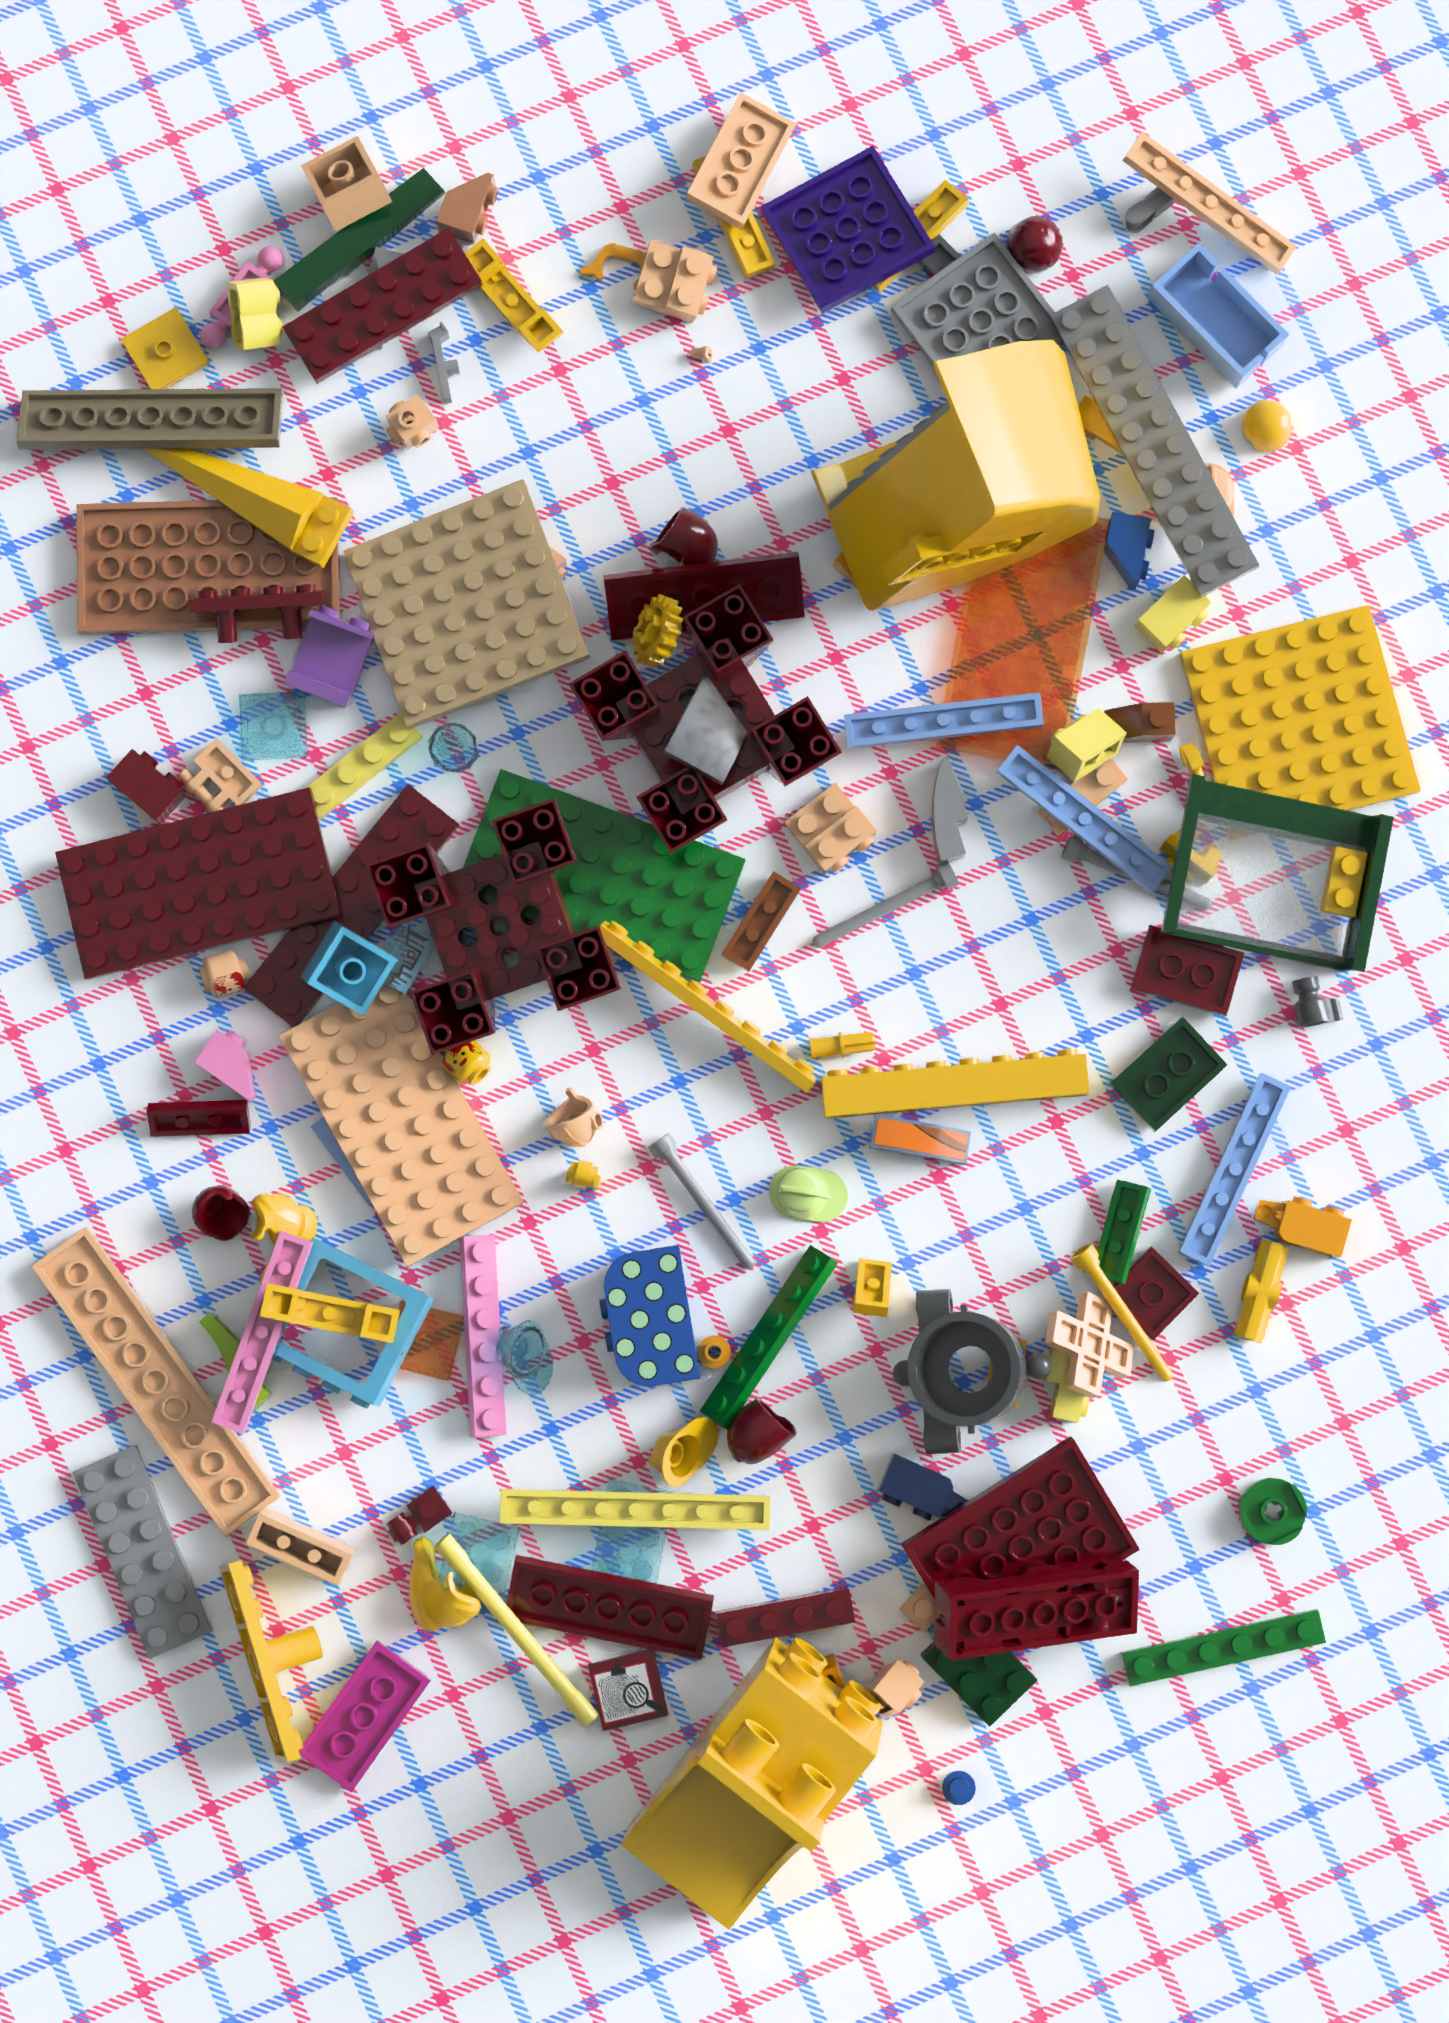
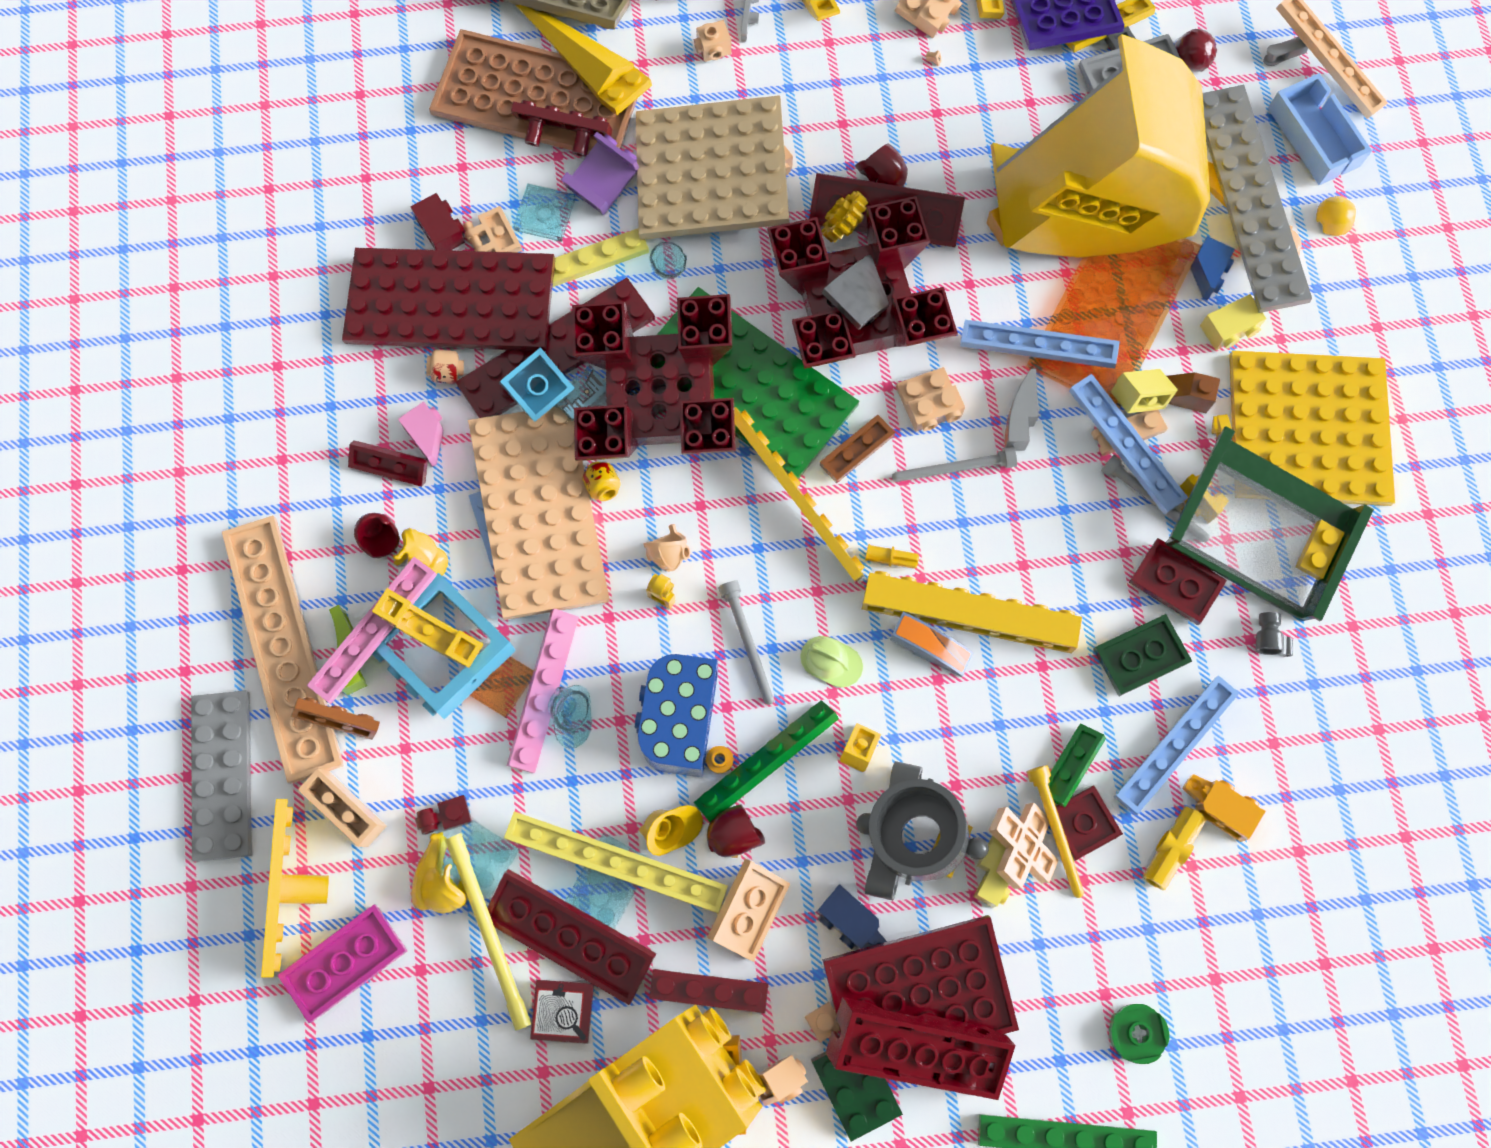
camera: 20 degrees right, 10 degrees down
(255, 1446) = (335, 718): none -> plate
(802, 1514) = (748, 910): none -> light nougat plate

